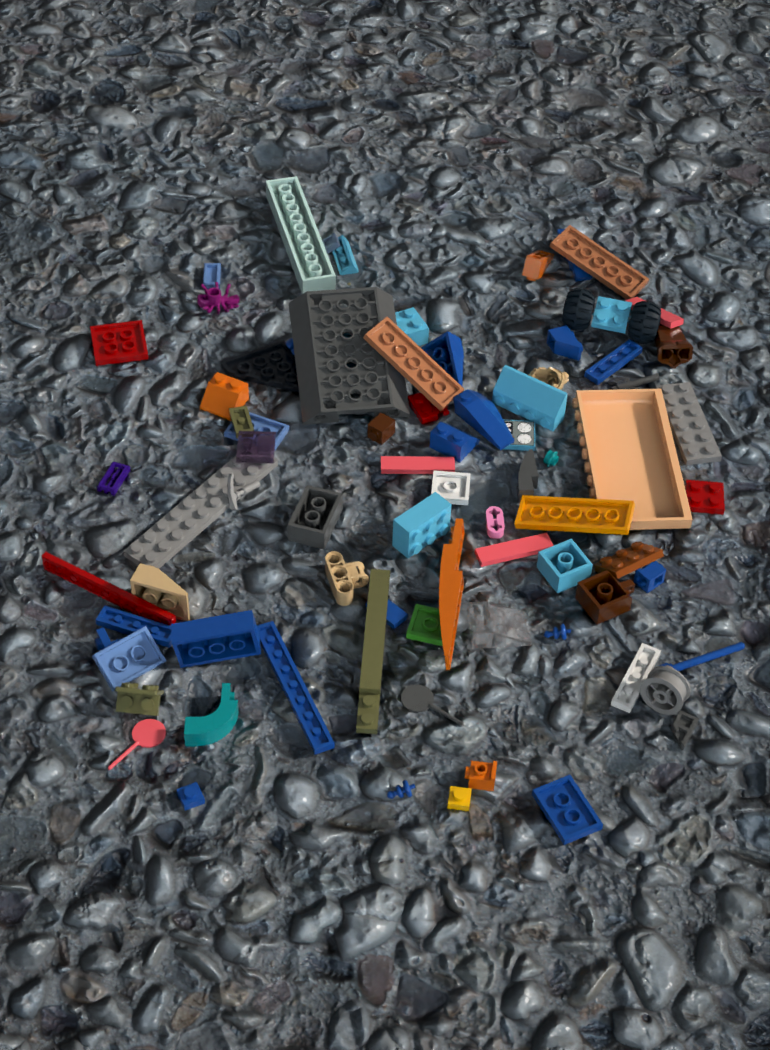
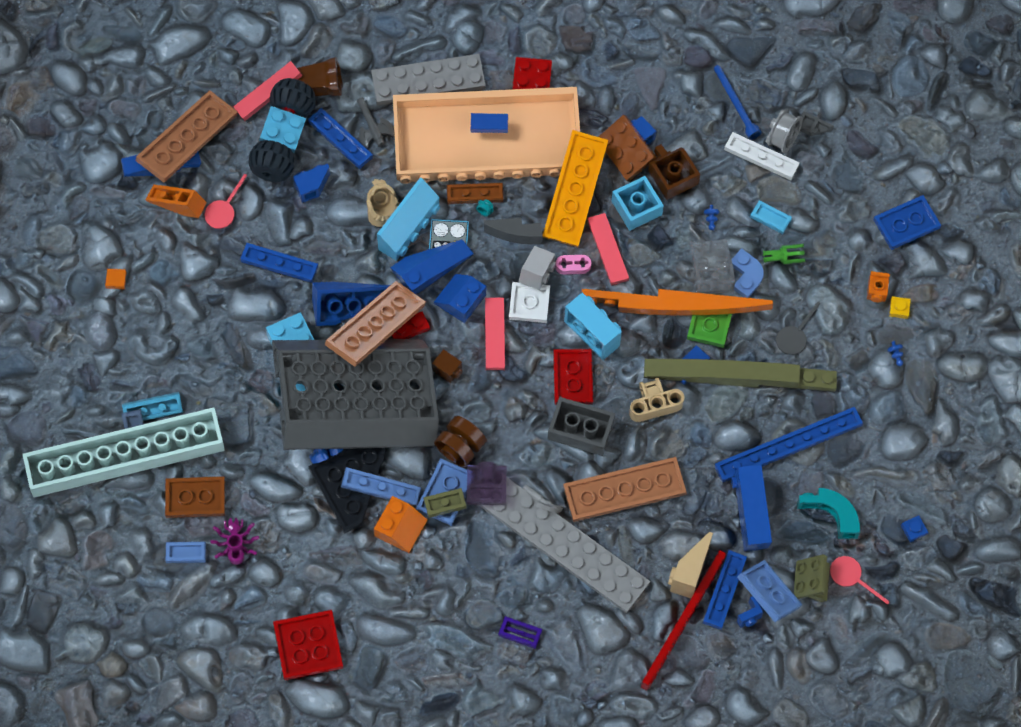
camera: 90 degrees left, 20 degrees up
(250, 554) = (624, 489): none -> nougat plate
(260, 278) = (194, 497): none -> dark orange plate
(260, 382) = (380, 486): none -> medium blue tile
(300, 429) = (460, 441): none -> reddish brown wheel
(370, 520) = (573, 375): none -> red tile
(462, 234) = (115, 278): none -> orange tile
(482, 324) = (279, 262): none -> blue plate
(484, 487) = (537, 268): none -> light grey brick
(486, 664) = (751, 271): none -> medium blue plate
(516, 691) = (782, 254): none -> bright green arm
(533, 292) = (220, 213): none -> coral piece
(563, 685) = (770, 217): none -> medium azure tile
(567, 454) = (474, 192): none -> dark orange tile
(639, 452) = (489, 123): none -> blue tile

